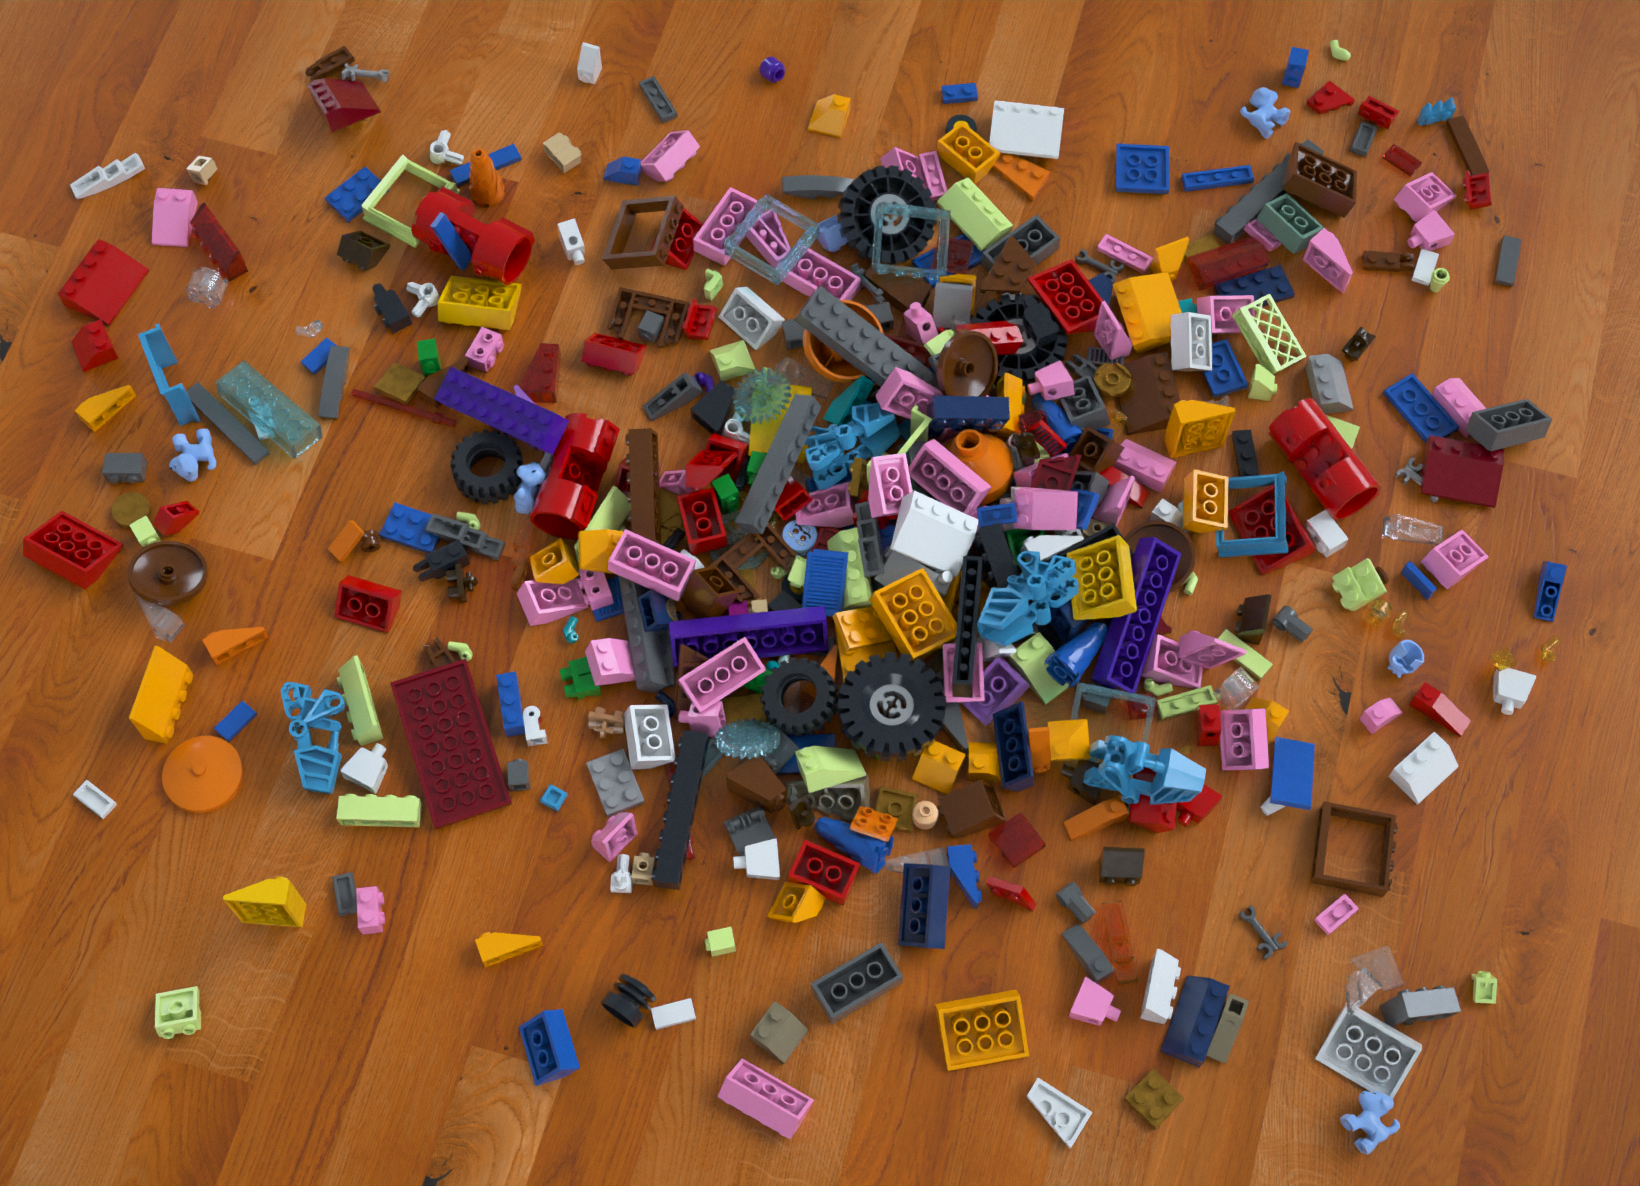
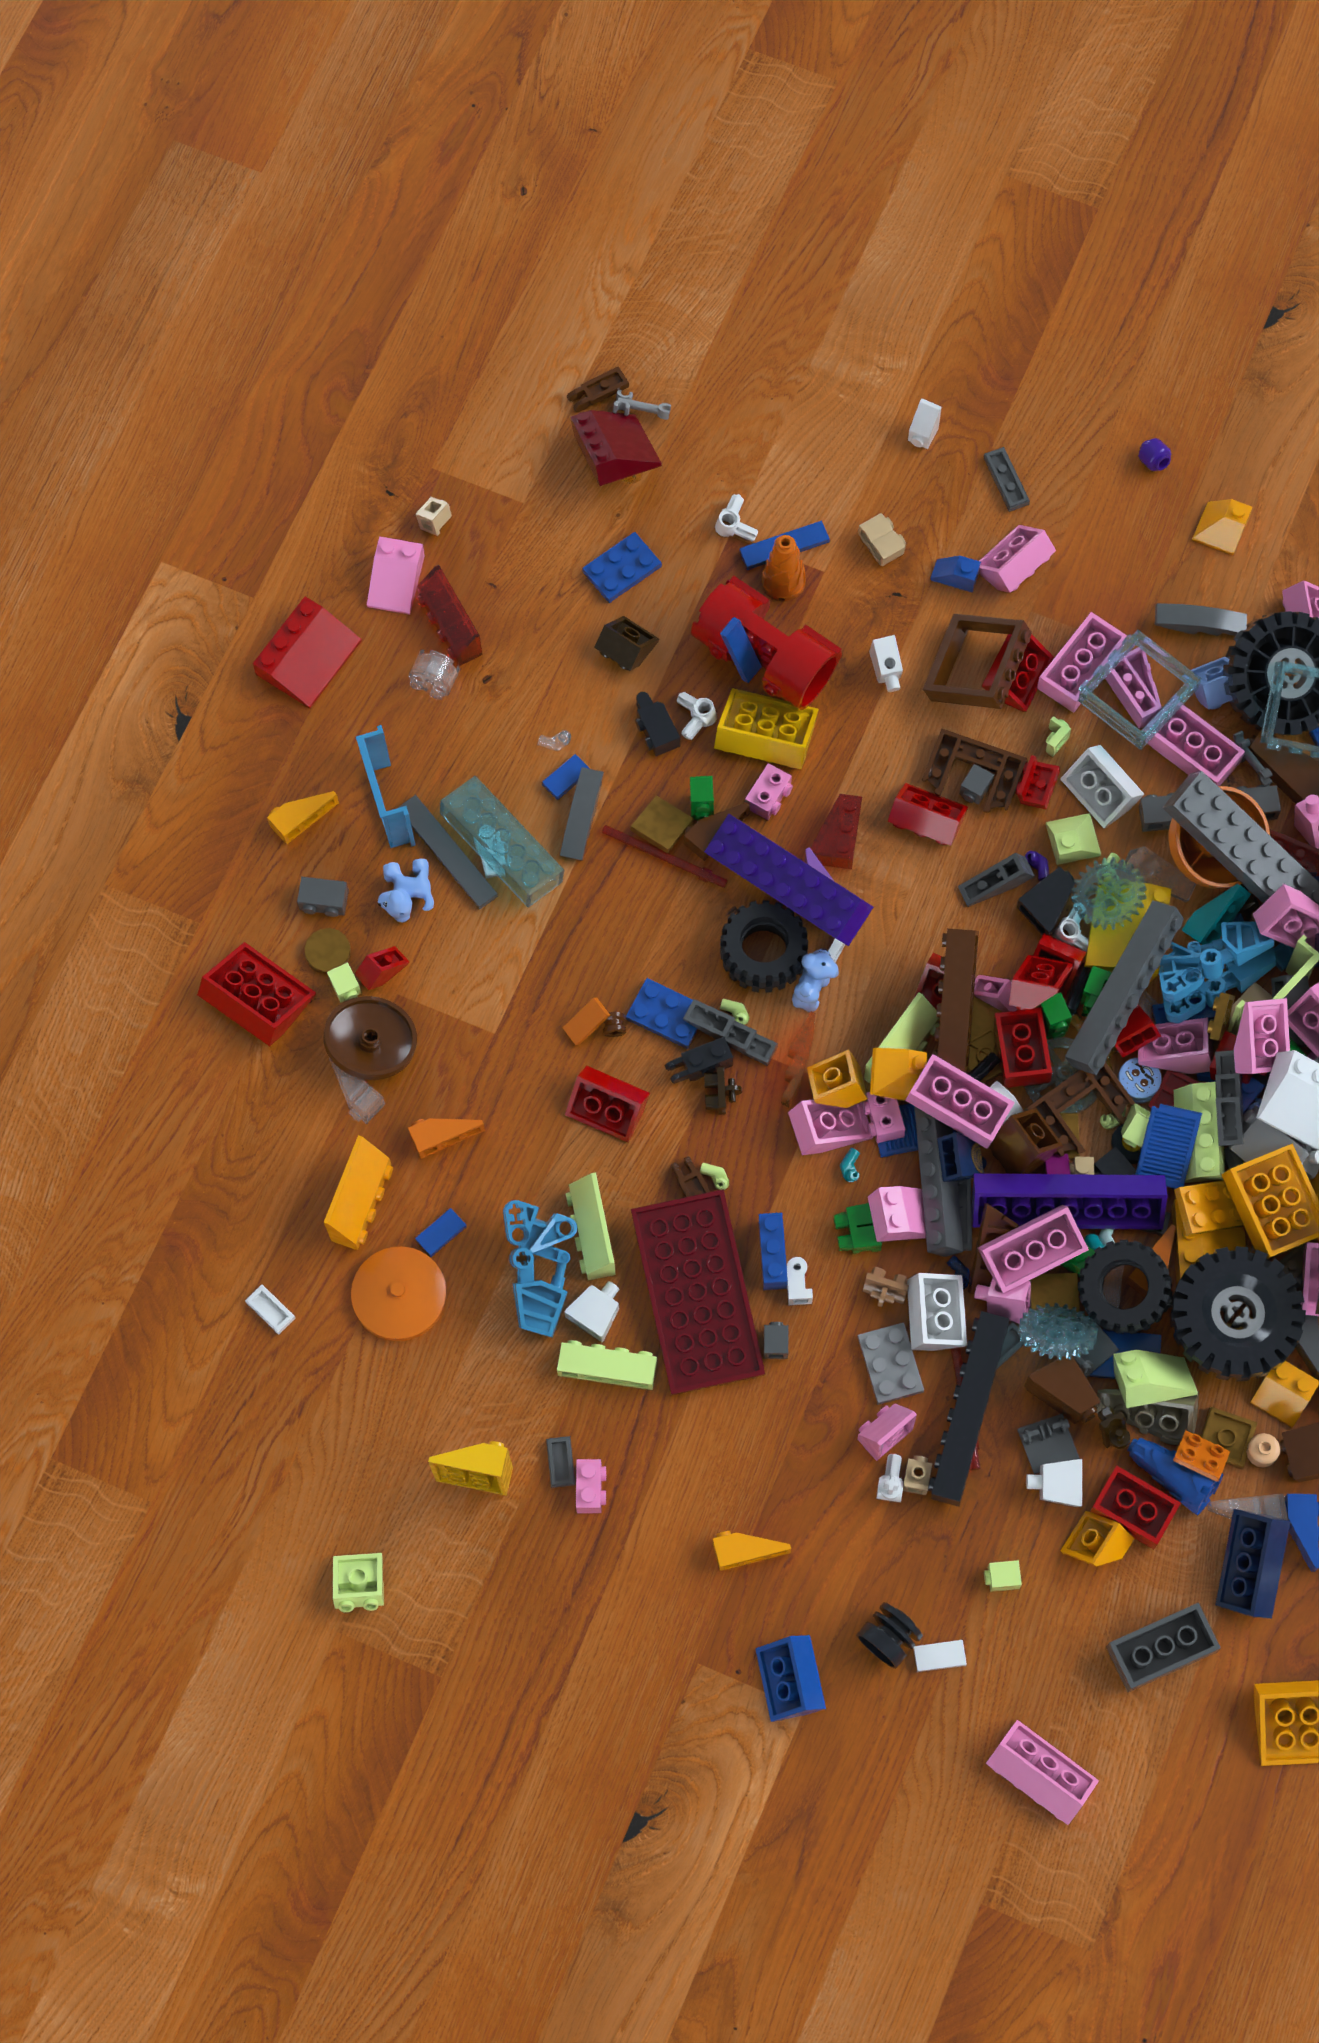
camera: 10 degrees right, 5 degrees up
(93, 346) = (291, 734): red slope -> none
(107, 177) = (316, 512): white slope -> none
(387, 223) = (659, 612): yellowish green piece -> none
(554, 797) = (815, 1373): dark azure tile -> none
(574, 477) = (862, 999): red cylinder -> none
(778, 1032) = (1064, 1695): dark tan slope -> none

